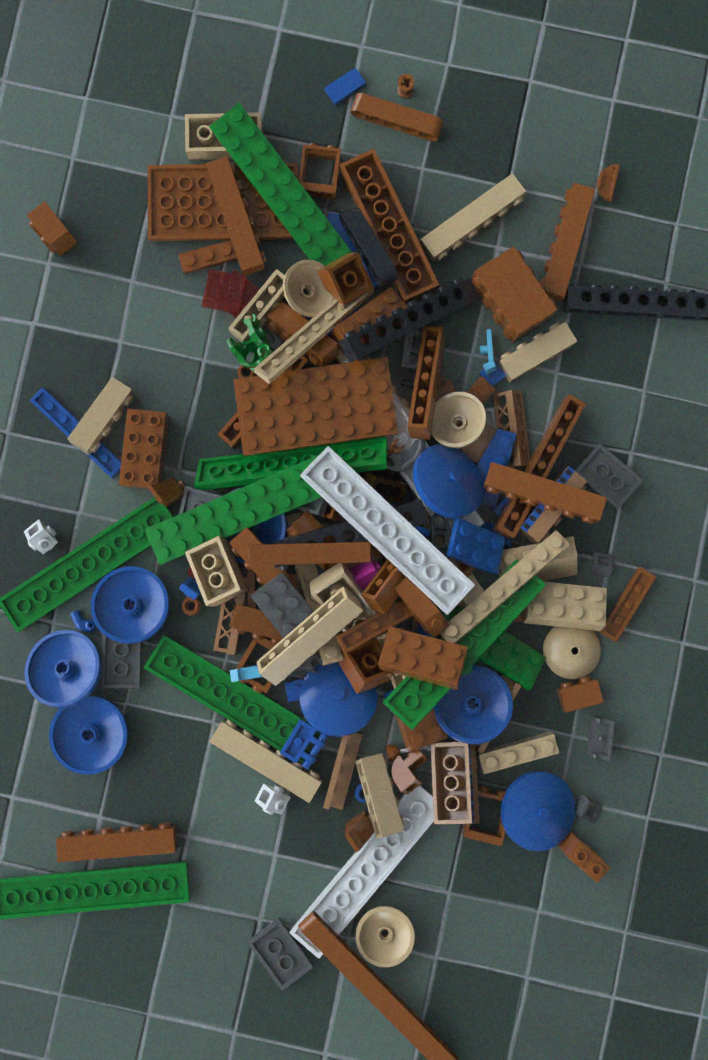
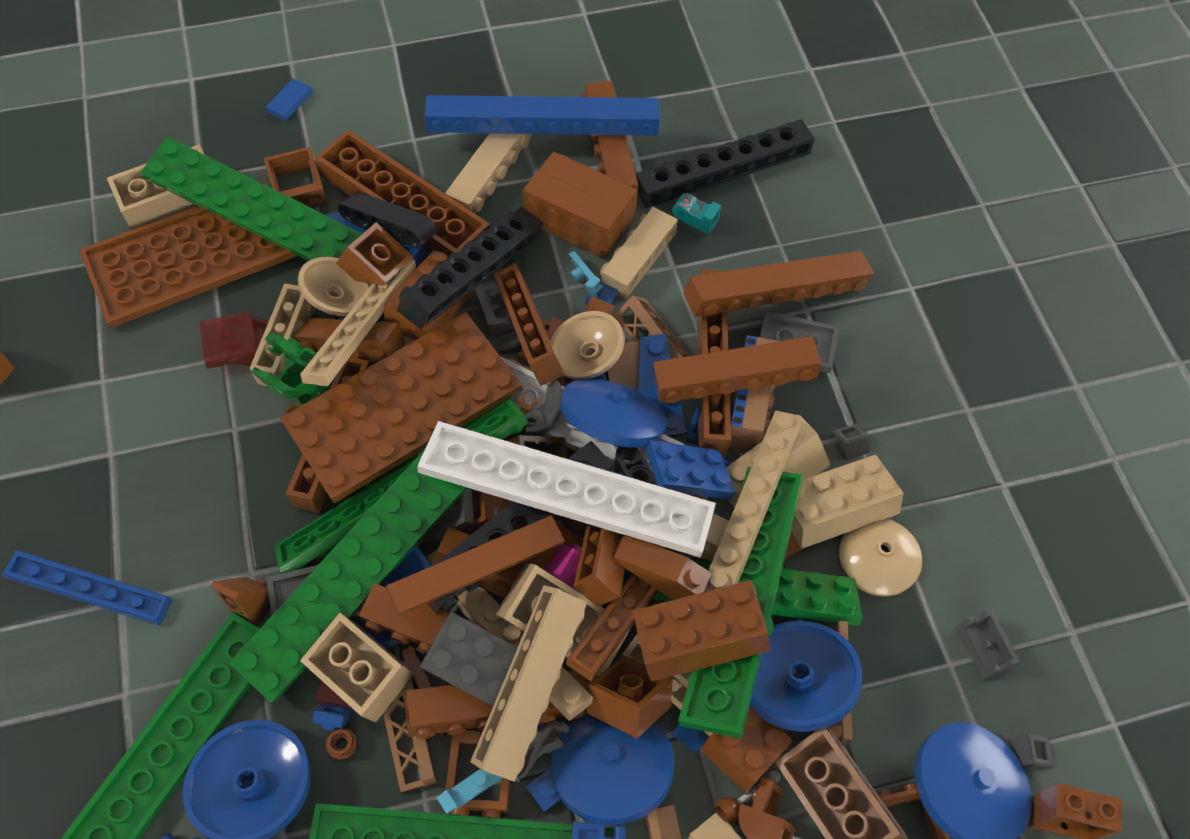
camera: 30 degrees left, 25 degrees down
(41, 537) = (74, 748): white brick -> none
(101, 416) = (112, 548): tan brick -> none
(143, 448) = (188, 563): dark orange brick -> none
(207, 257) = (187, 318): dark orange plate -> none
(235, 215) = (211, 254): dark orange brick -> none
(396, 117) = (360, 102): dark orange beam -> none
(405, 86) = (356, 69): dark orange bush -> none
(517, 752) = (896, 718): tan brick -> none
(524, 203) = (542, 115): none -> blue brick
(579, 694) = (925, 602): dark orange brick -> none
(596, 337) = (696, 213): none -> teal leg
(607, 181) = (621, 76): dark orange plate -> none
(617, 431) = (777, 283): none -> dark orange brick
(627, 604) = (911, 468): dark orange plate -> none

